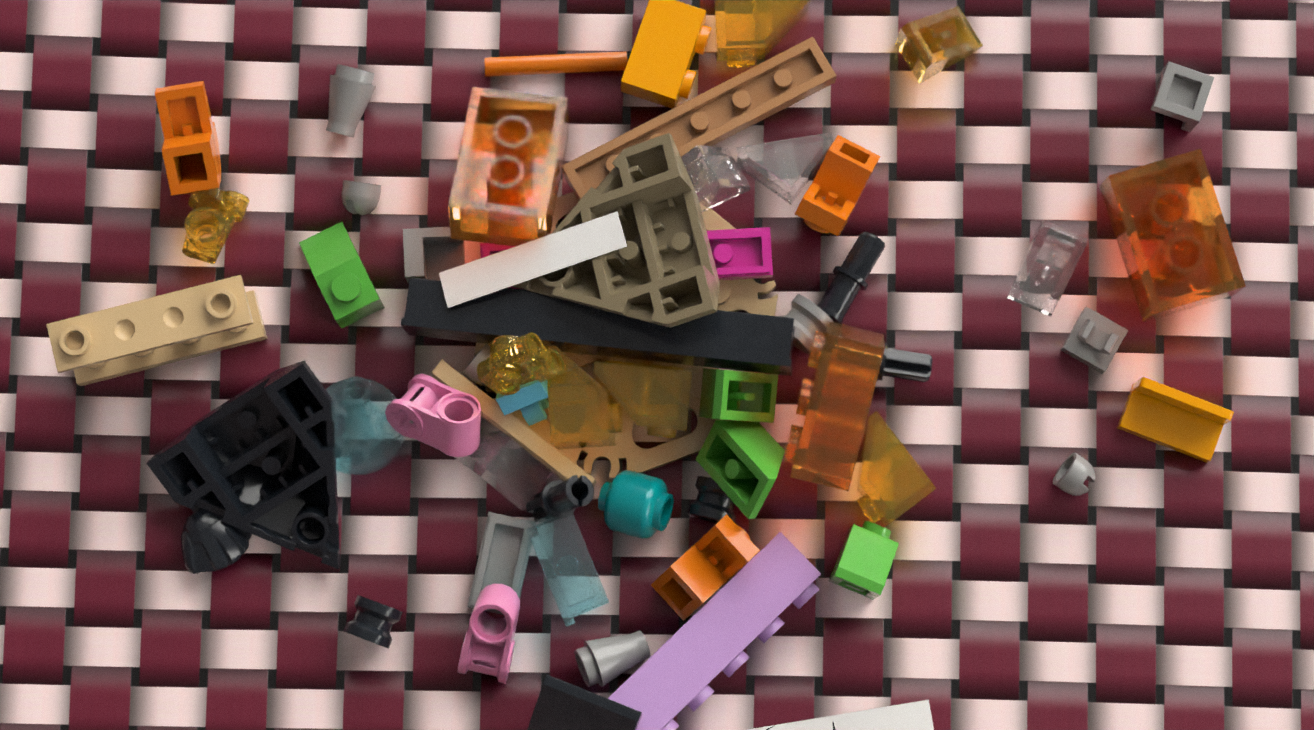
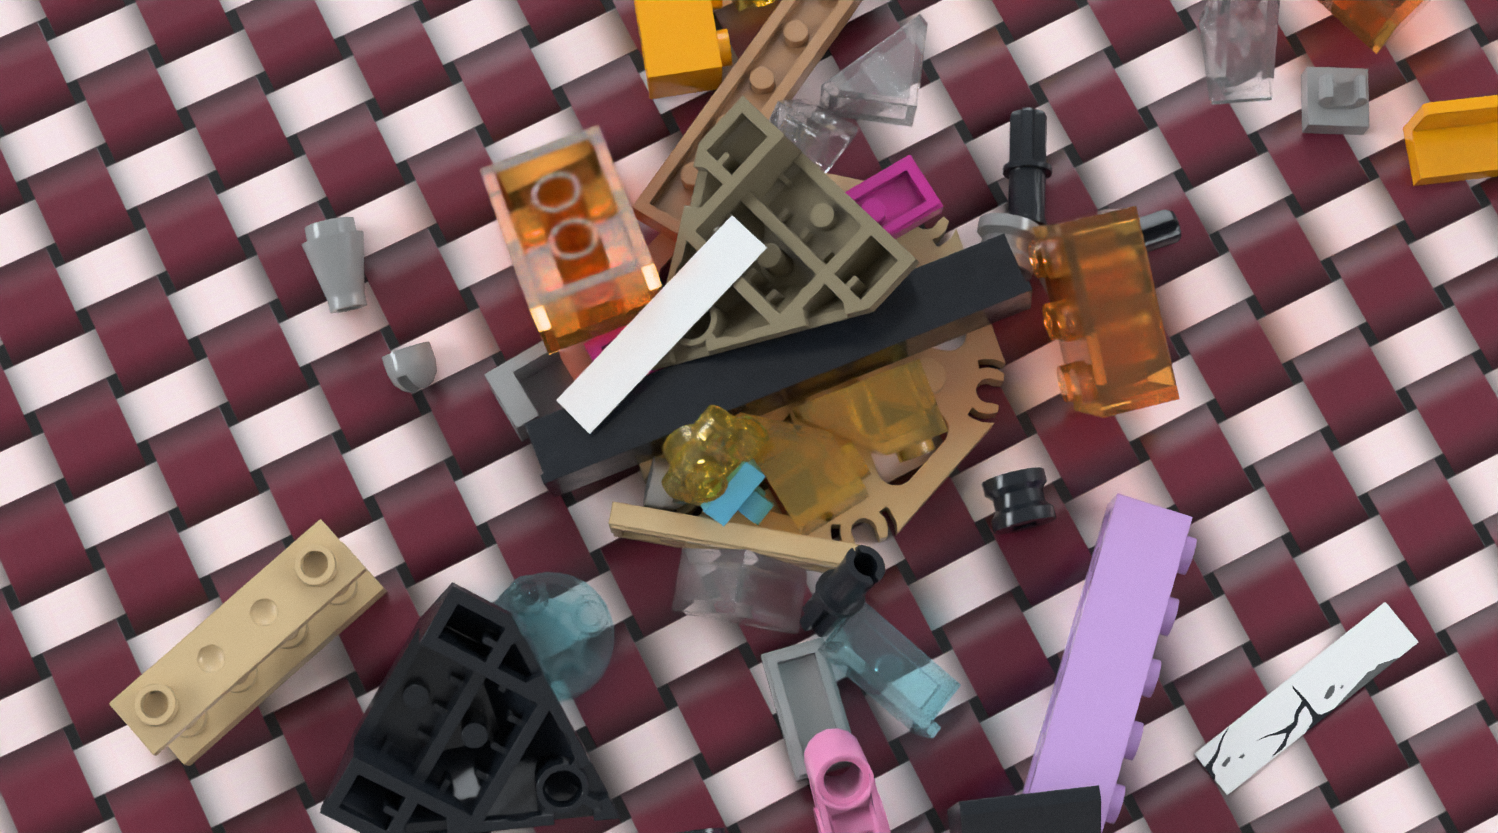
camera: 30 degrees left, 5 degrees down
(189, 138) = (169, 400): orange brick -> none
(213, 214) = (246, 478): clear yellow plate -> none
(341, 275) = (439, 469): bright green slope -> none
(439, 416) = (647, 567): bright pink piece -> none
(555, 64) = (559, 104): orange bar -> none
(609, 657) = (997, 750): light grey cone -> none
(636, 504) = (930, 553): teal head -> none
(705, 567) = (1053, 581): orange brick -> none
(738, 395) = (976, 364): bright green slope -> none
(742, 462) = (1033, 436): bright green slope -> none
(837, 186) = (958, 75): orange brick -> none
(865, 560) = (1231, 478): slope -> none
(888, 474) = (1209, 369): clear yellow slope -> none
(1073, 474) = (1401, 259): light grey hinge -> none

